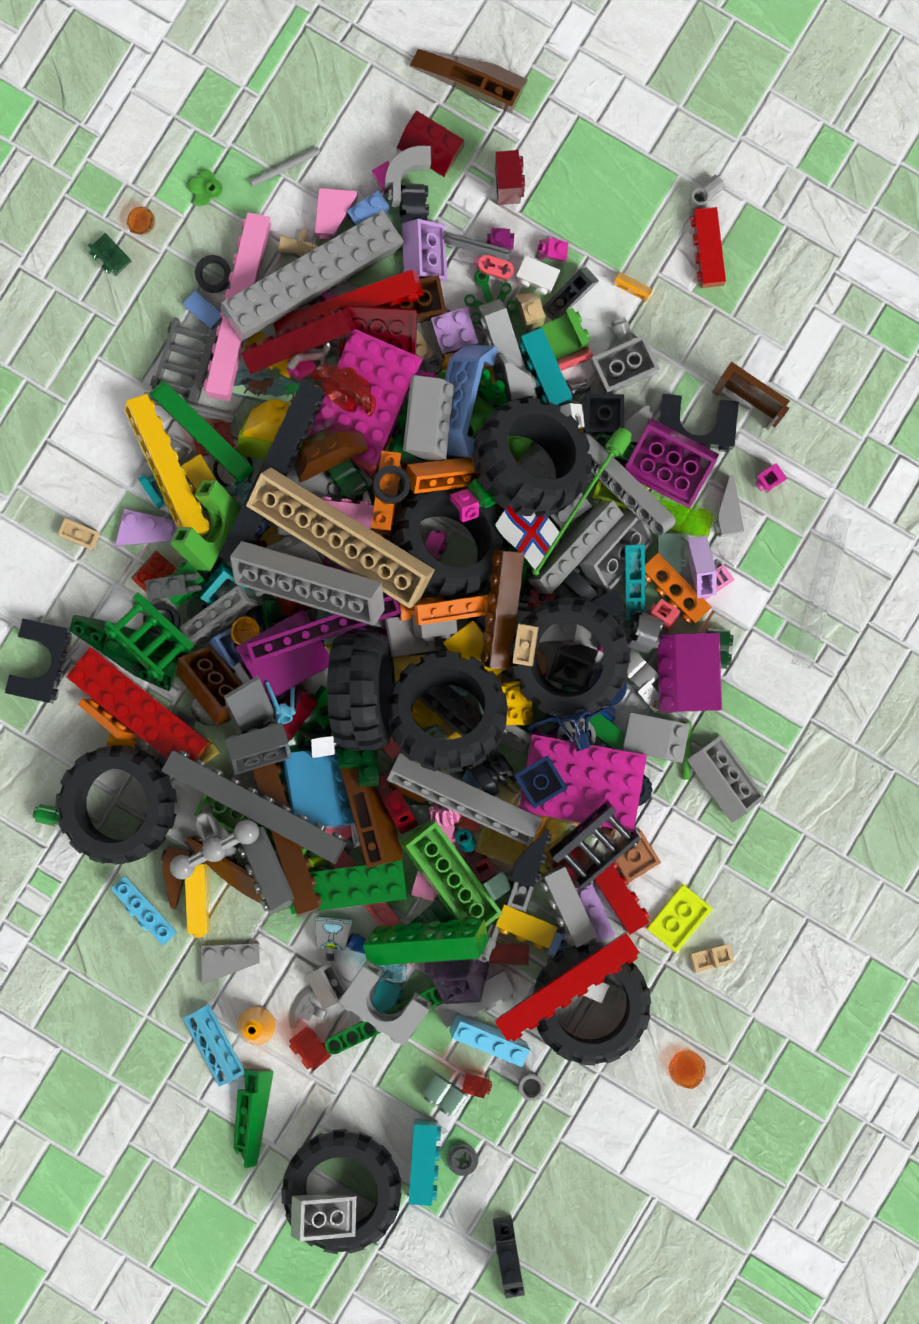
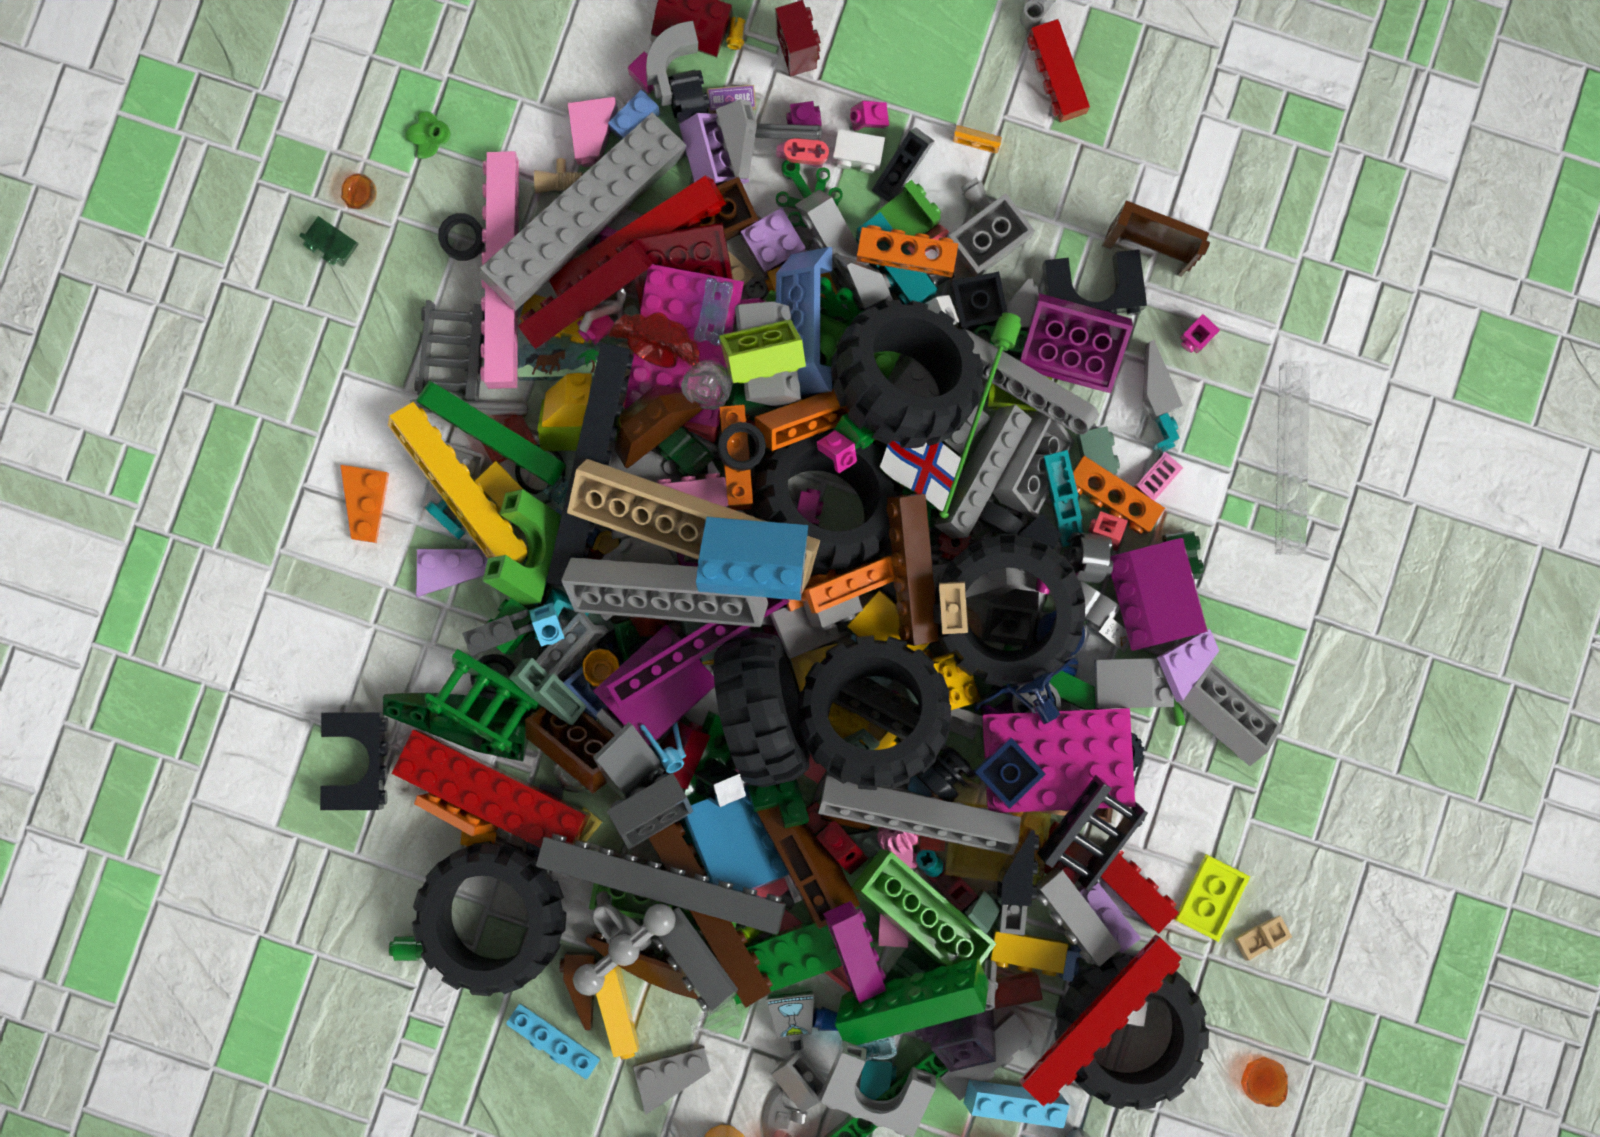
camera: 15 degrees left, 0 degrees up
(79, 534) = (368, 593): tan plate -> none
(91, 462) = (364, 501): none -> orange wing
(154, 568) = (470, 615): clear red bracket -> none
(200, 640) = (547, 690): none -> sand green slope
(202, 309) = (458, 283): medium blue tile -> none
(211, 581) = (546, 616): none -> medium azure brick
(285, 166) = (520, 87): light grey bar -> none
(376, 431) = (707, 384): none -> clear cylinder
(378, 571) = (752, 558): none -> dark azure slope
(391, 892) = (855, 952): none -> magenta brick
(394, 376) = (713, 311): none -> clear light blue plate
(424, 415) = (762, 351): none -> lime slope
(447, 239) = (739, 132): none -> light grey slope
(448, 213) = (725, 95): none -> medium lavender tile
(463, 161) = (736, 31): none -> yellow pin
(530, 310) = (860, 194): tan slope -> none
(580, 379) = (917, 261): none -> orange brick
(637, 859) = (1147, 838): nougat tile -> none
(689, 521) = (1114, 409): clear neon green brick -> none
(701, 730) = (1187, 662): none -> lavender wing
(702, 566) = (1143, 461): lavender brick -> none
(729, 547) = (1167, 427): none -> teal bracket

